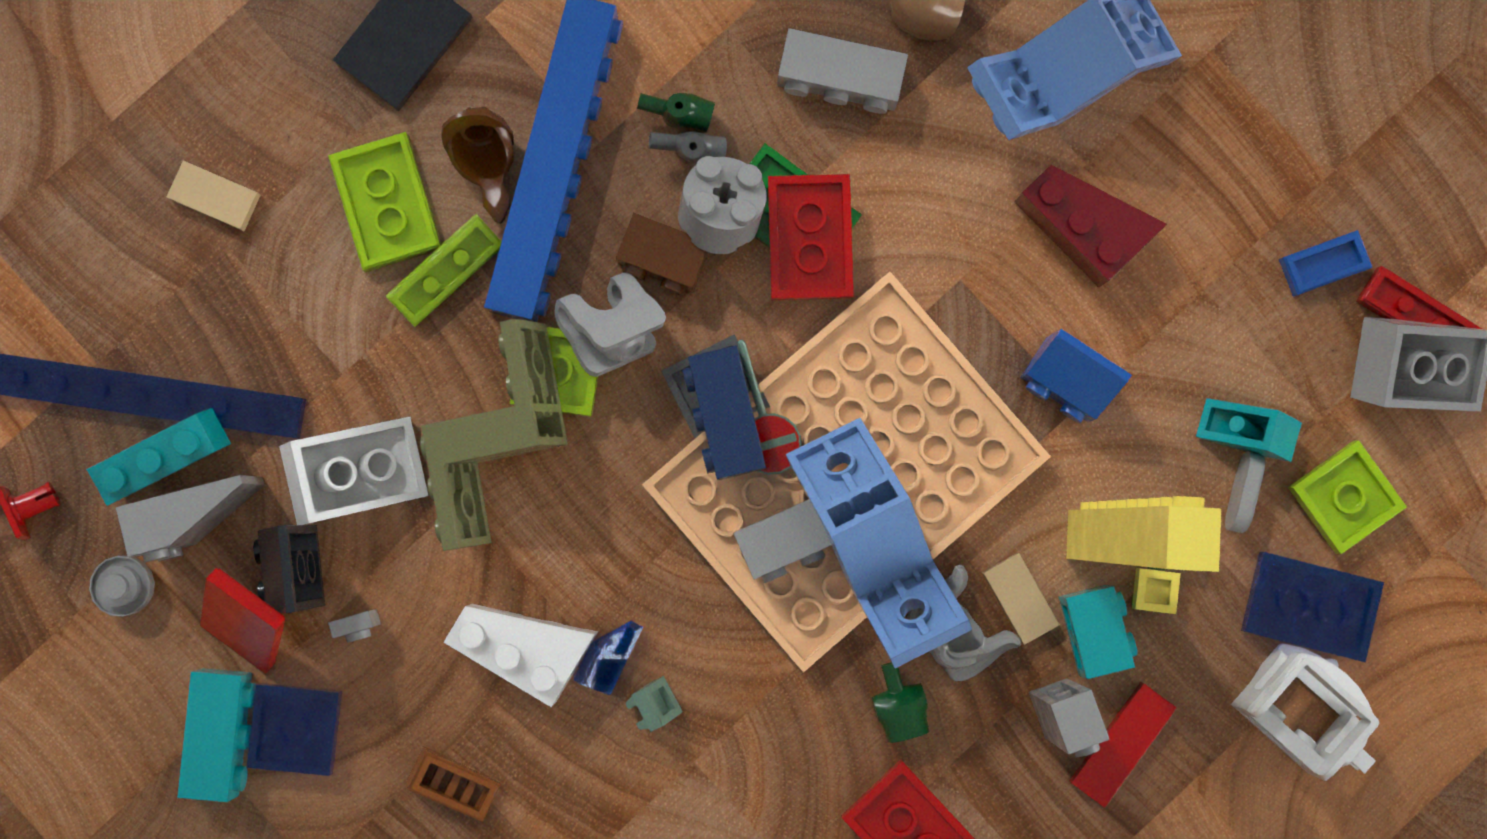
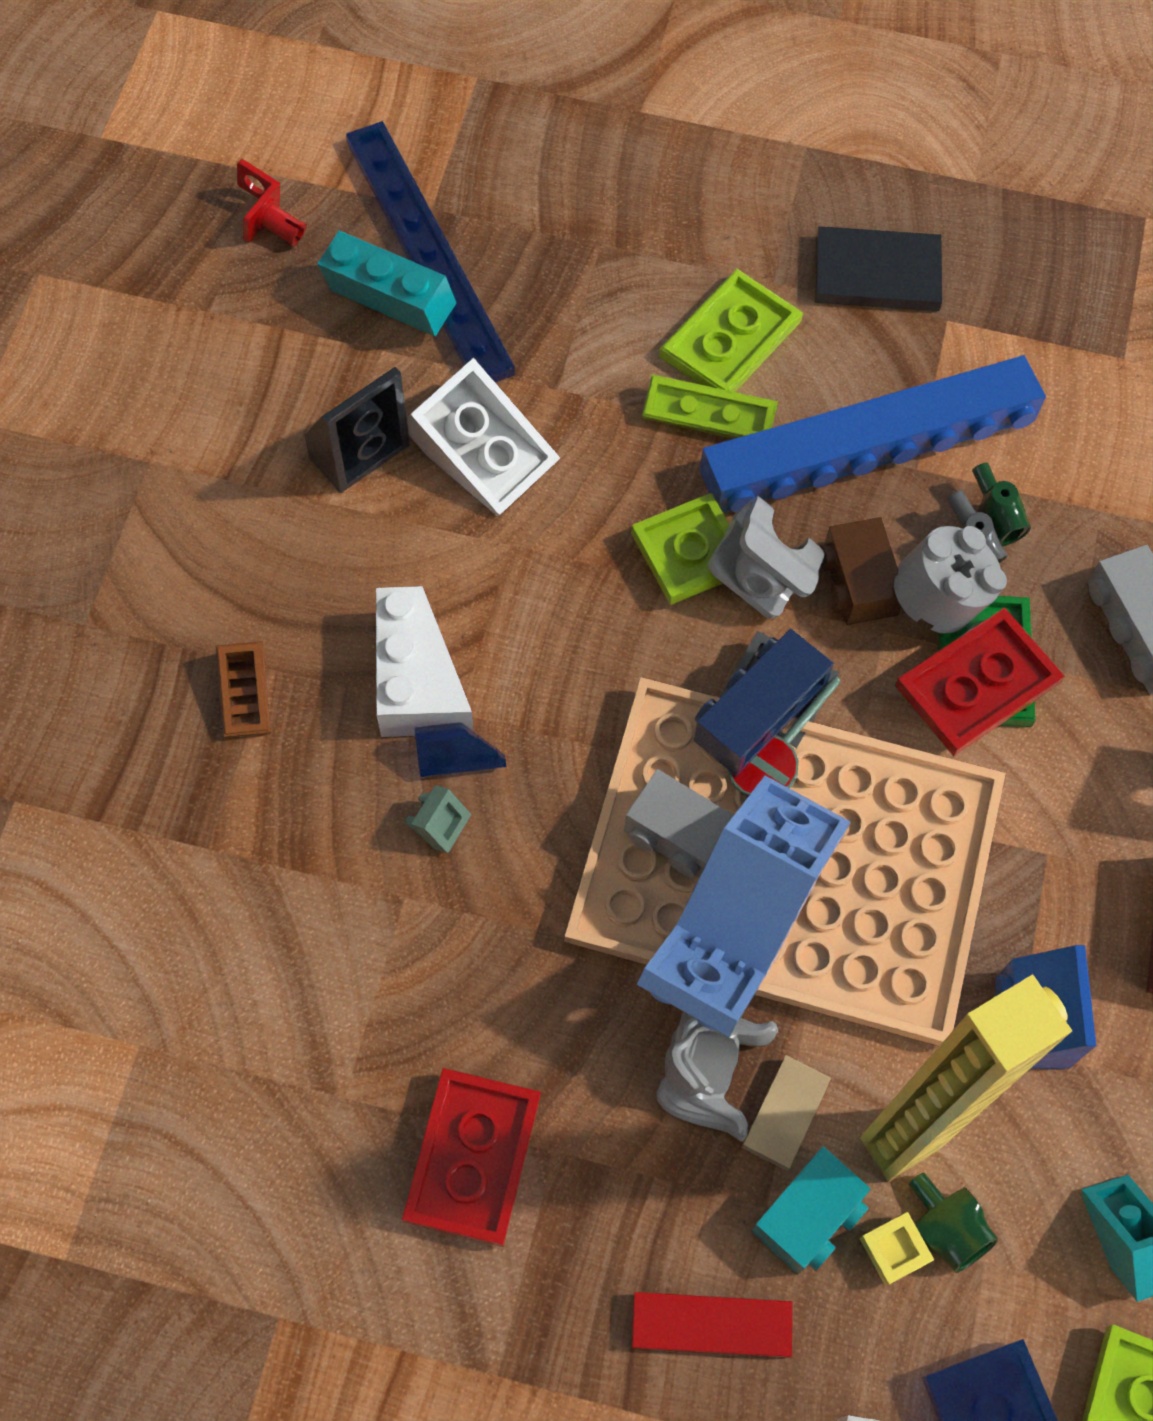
camera: 60 degrees right, 20 degrees down
(121, 586) = (252, 324): light grey plate -> none
(181, 519) = (350, 326): light grey slope -> none
(213, 195) = (636, 209): tan tile -> none
(216, 735) = (166, 465): teal brick -> none
(241, 620) = (286, 414): red tile -> none
(294, 729) = (211, 527): clear blue plate -> none
(355, 626) = (341, 518): light grey plate -> none
(461, 443) = (596, 517): olive bracket -> none
(482, 153) = (835, 369): reddish brown piece -> none
(901, 708) = (593, 1060): dark green piece -> none
(1069, 717) = (705, 1218): light grey brick -> none
(1245, 492) = (1067, 1276): light grey tile -> none

